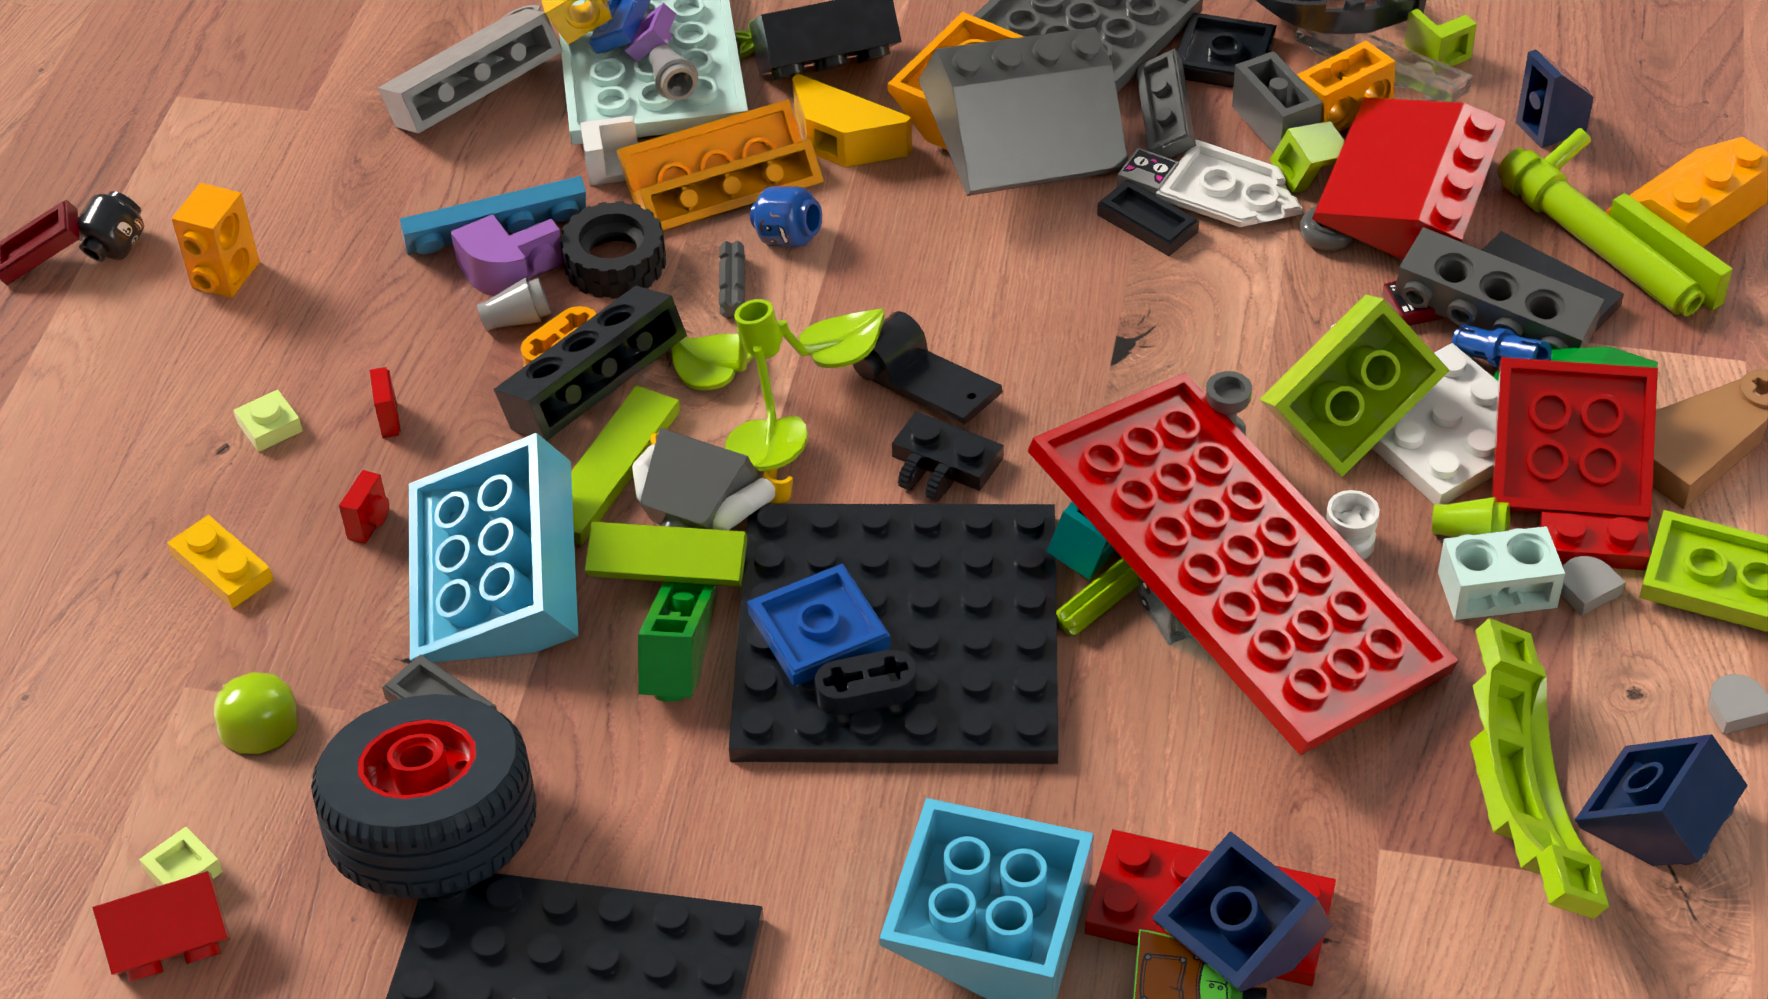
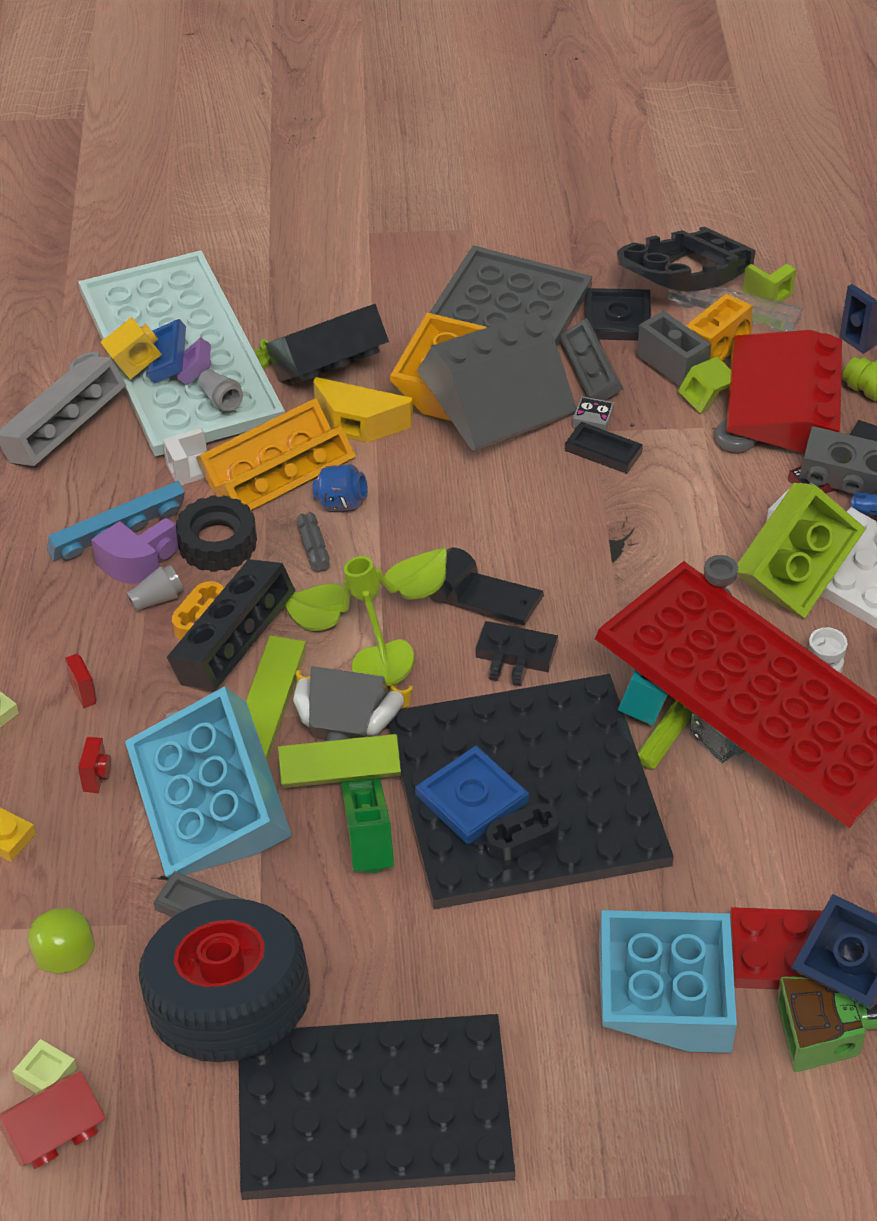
camera: 15 degrees left, 0 degrees up
(1229, 187) = (655, 416): white tile -> none

